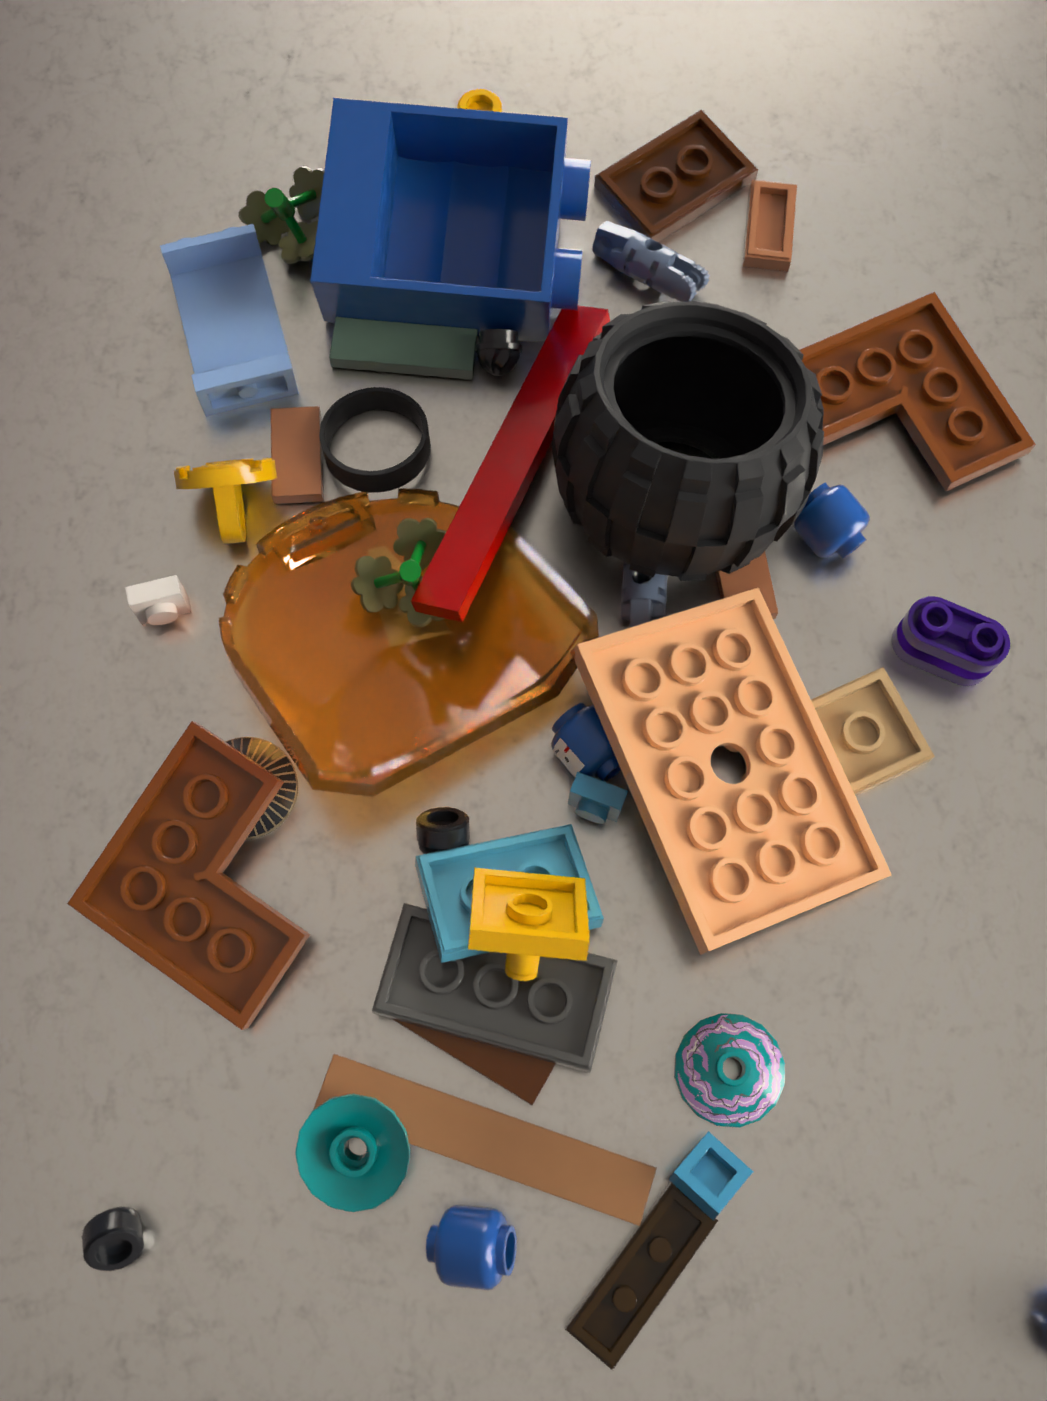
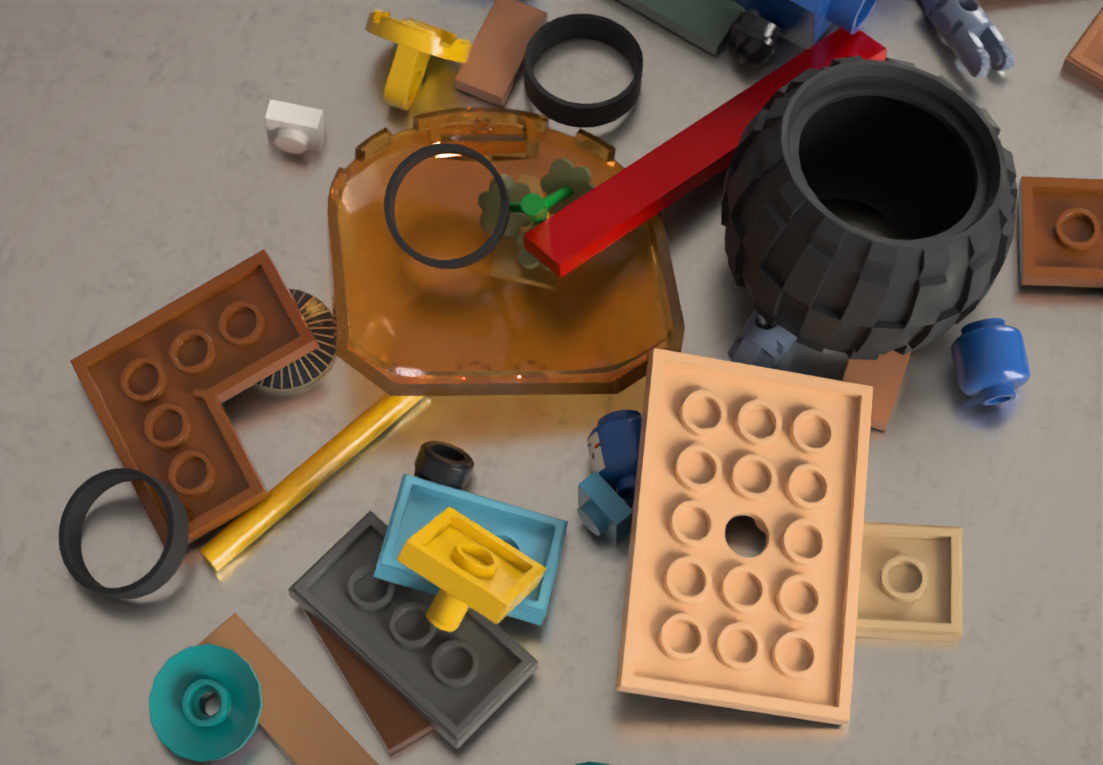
camera: 30 degrees right, 5 degrees down
(150, 1061) = (74, 516): none -> black tyre
(291, 567) = (414, 159): none -> black tyre
(328, 907) = (305, 479): none -> yellow piece
(950, 641) = (1040, 533): dark purple brick -> none

